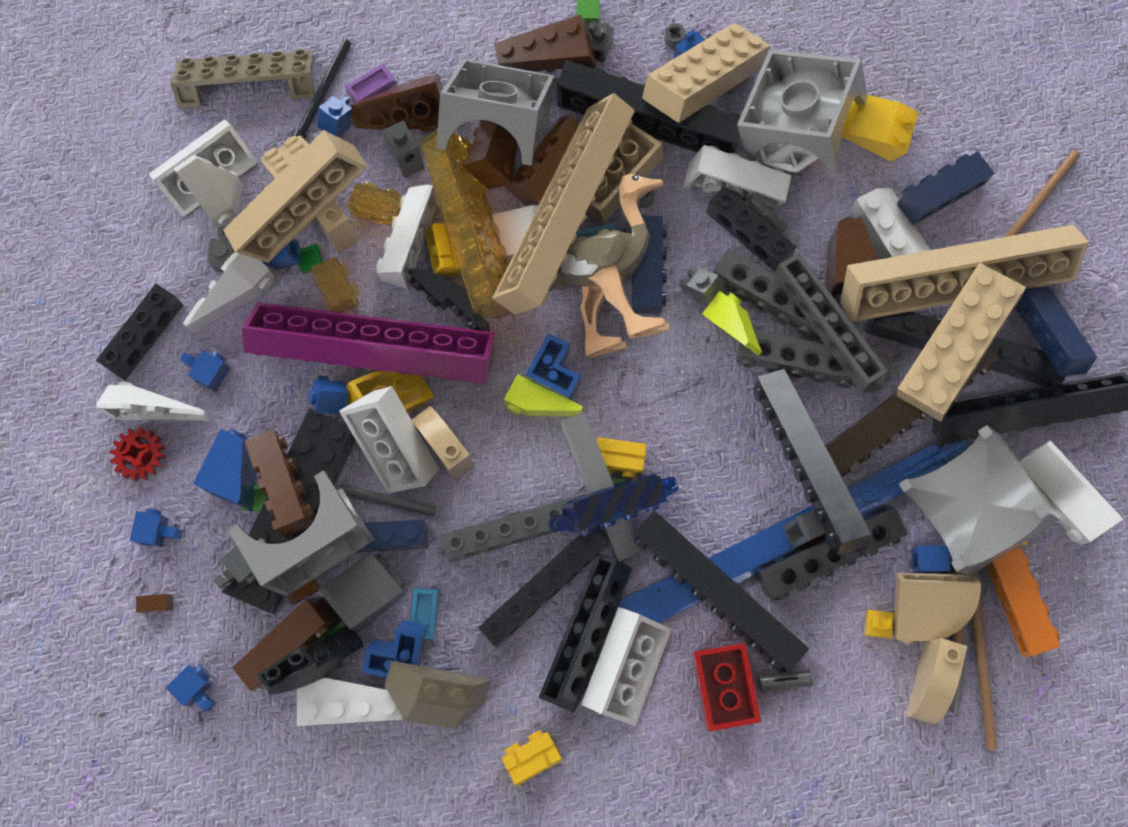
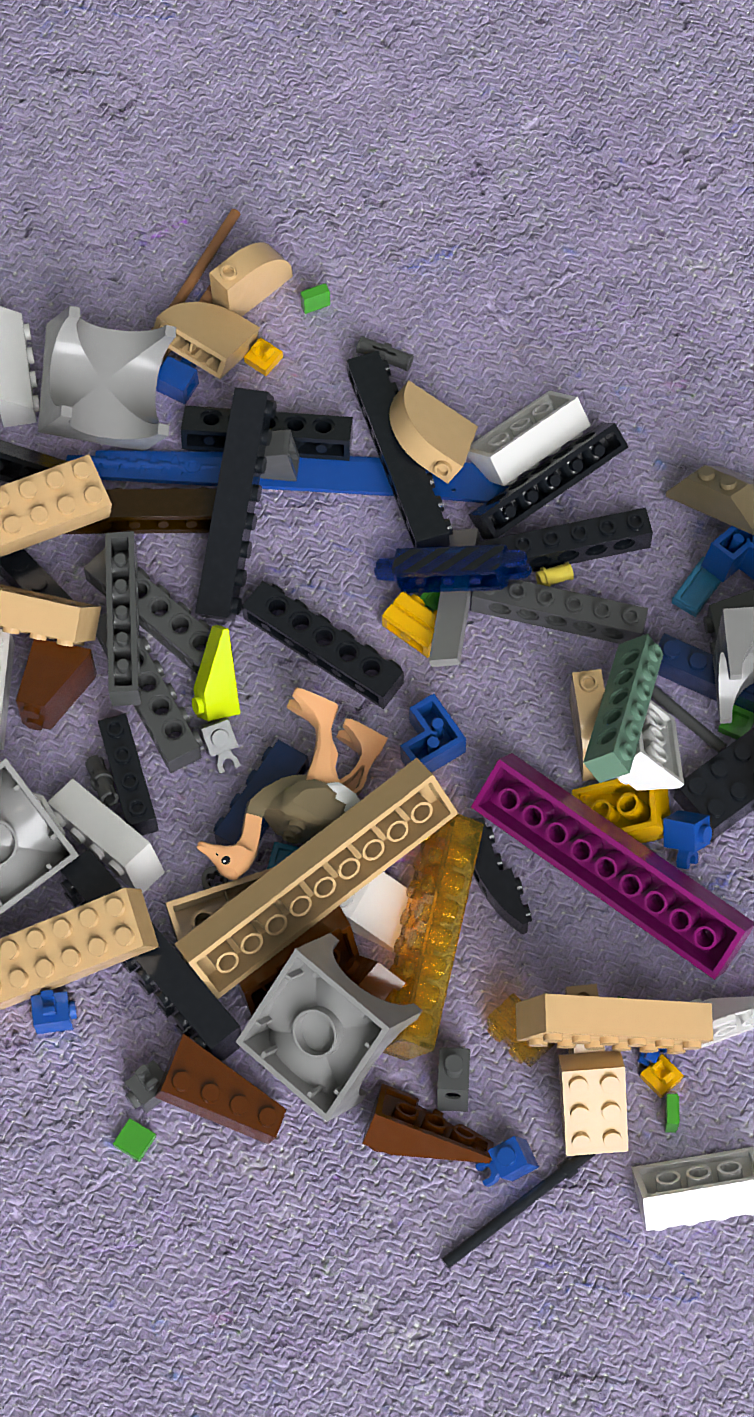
camera: 150 degrees left, 10 degrees down
(210, 70) = (592, 1287): dark tan bracket -> none
(213, 188) = (701, 1130): white wedge -> none
(219, 251) = (723, 1065): dark grey brick -> none
(242, 198) = (671, 1113): none -> bright green tile
(334, 285) = (616, 960): clear yellow brick -> none
(371, 84) = (446, 1190): medium lavender tile -> none
(408, 235) = (506, 966): white slope -> none
(413, 444) = (623, 708): none -> sand green brick
(441, 251) = (477, 930): yellow brick -> none
(531, 757) = (663, 409): yellow brick -> none
(536, 400) = (476, 725): neon yellow slope -> none
(539, 558) = (554, 574): none -> light yellow pin
(674, 28) = (46, 1048): dark grey bush -> none
(700, 615) = (431, 431): none -> tan brick
(726, 687) = (449, 364): red brick -> none
(739, 401) = (376, 688): none -> black brick
(873, 699) = (315, 298): none -> bright green tile
(1023, 604) = (124, 289): orange brick -> none

